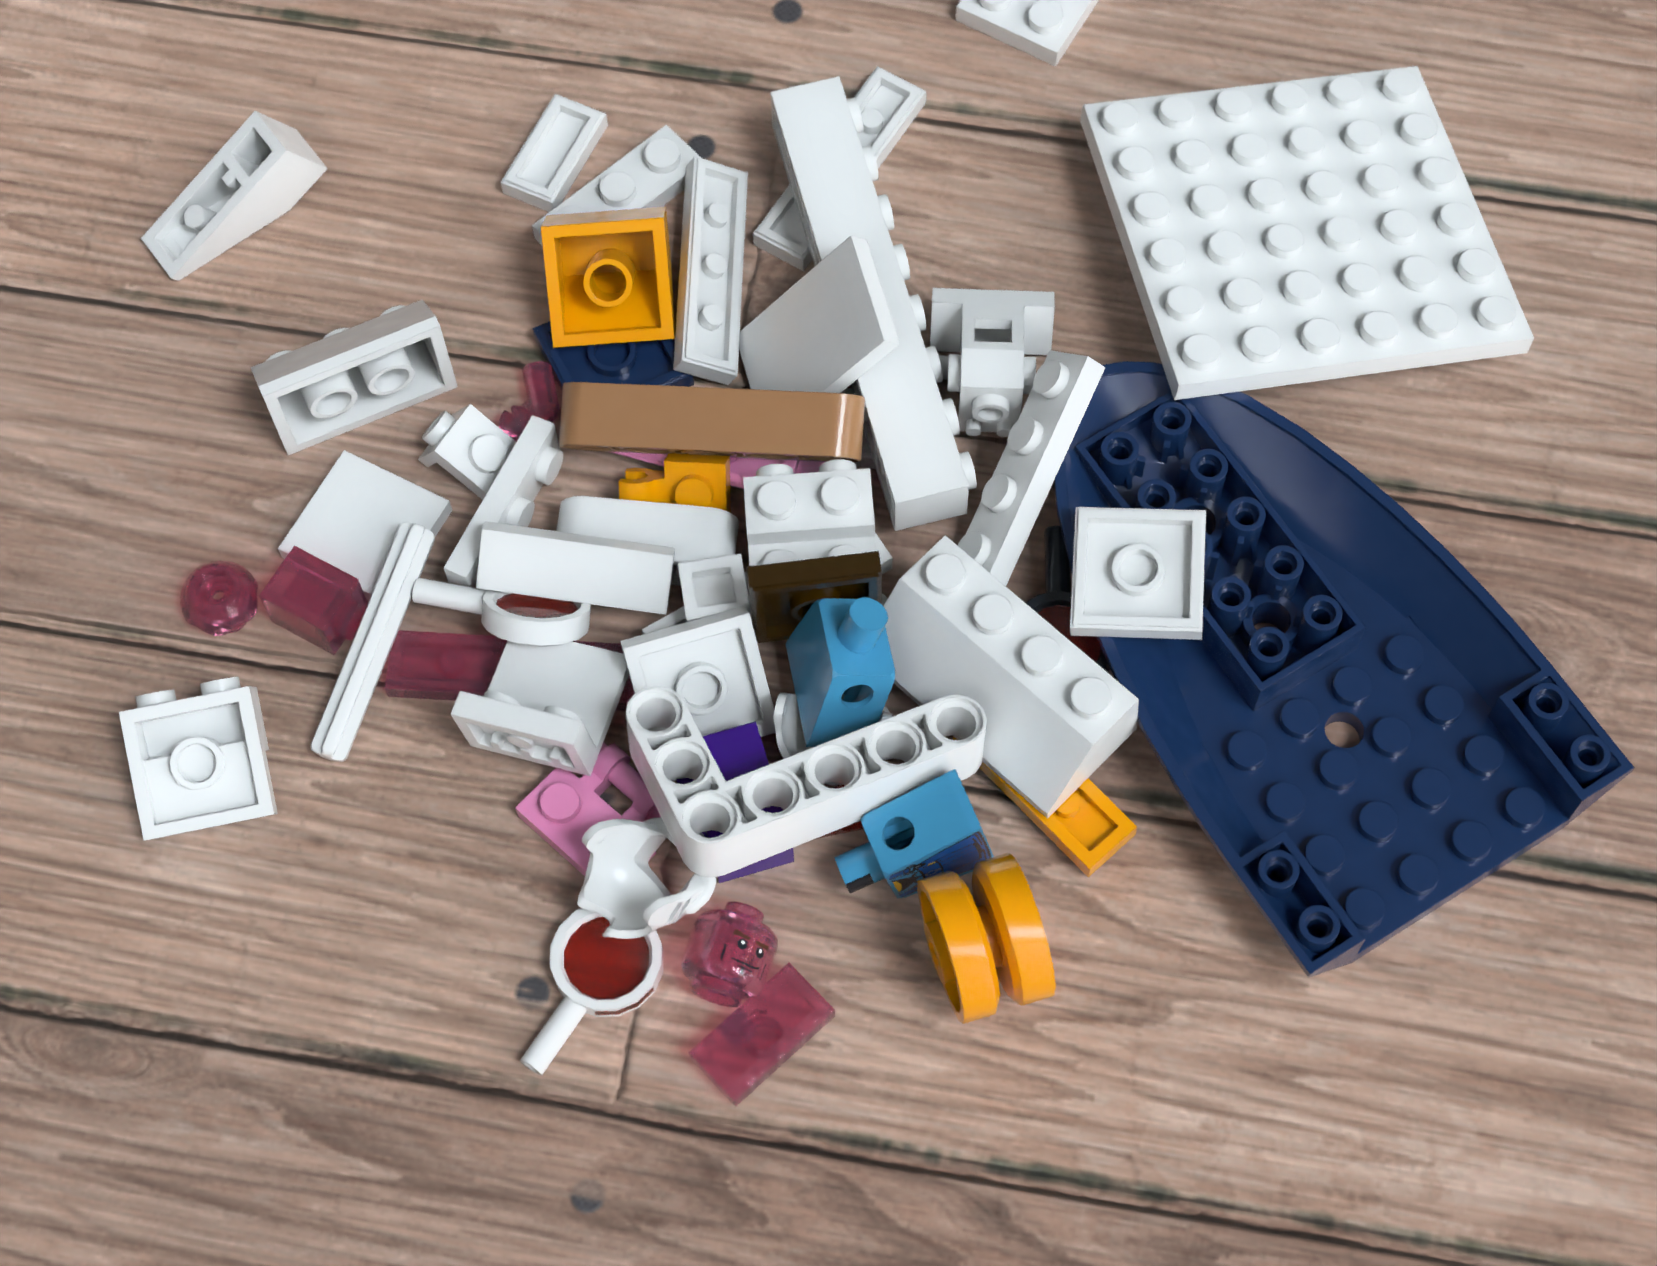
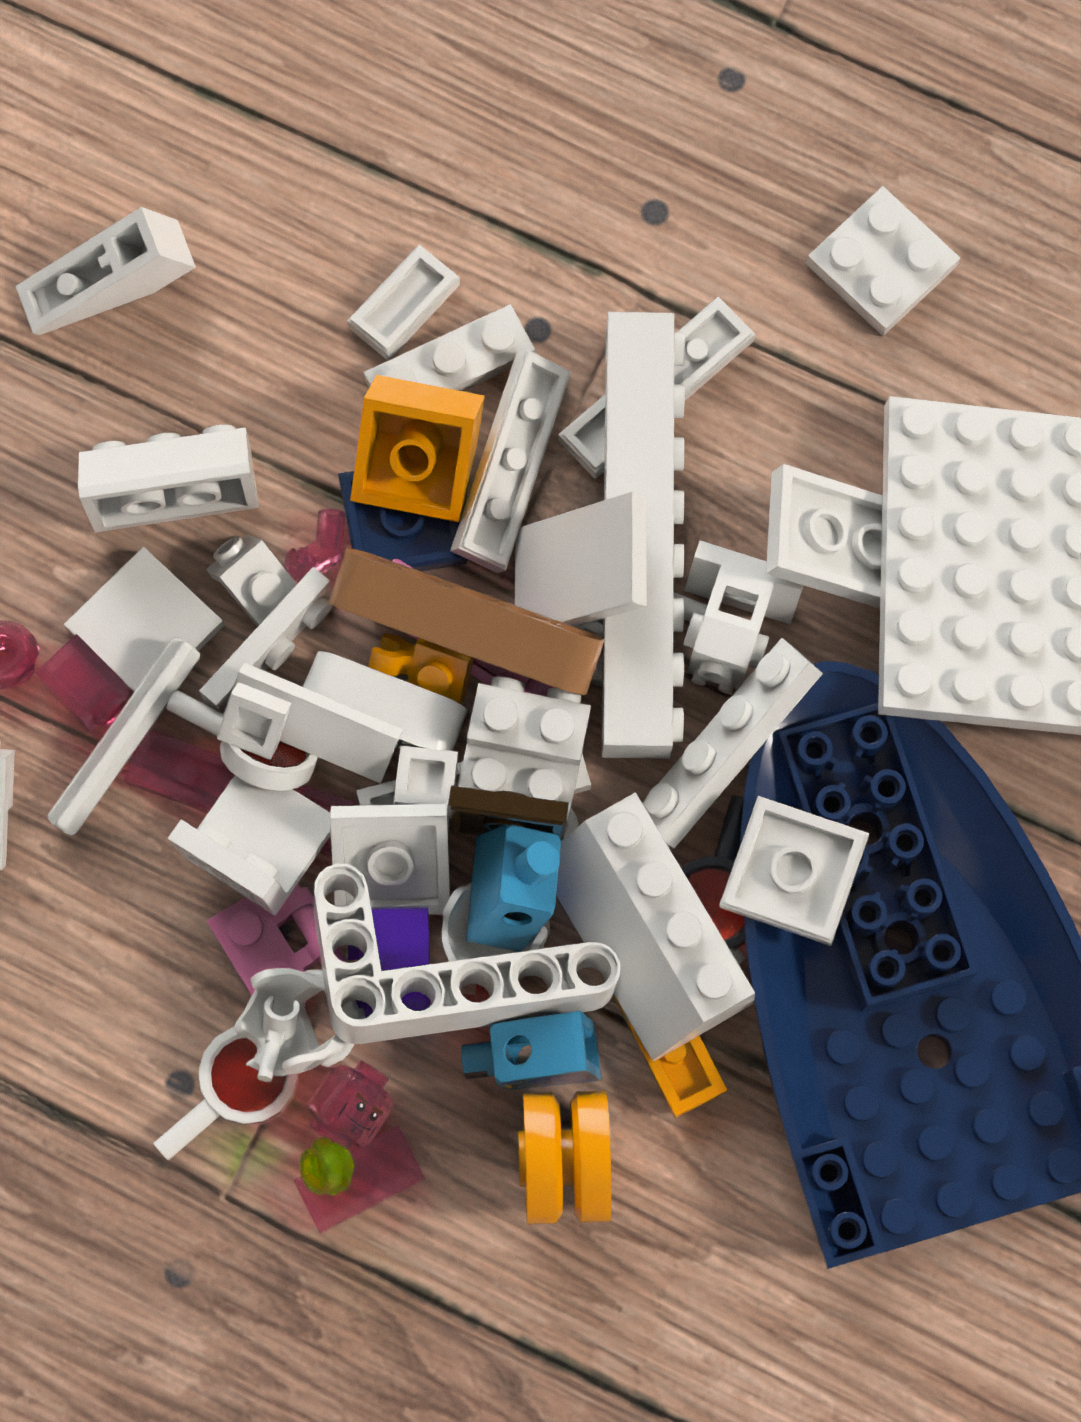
camera: 10 degrees right, 10 degrees up
(512, 575) = (254, 720): none -> white plate
(626, 887) = (277, 1030): none -> white hand
(722, 1021) = (326, 1167): none -> clear neon green plate
(1062, 247) = (825, 535): none -> white plate

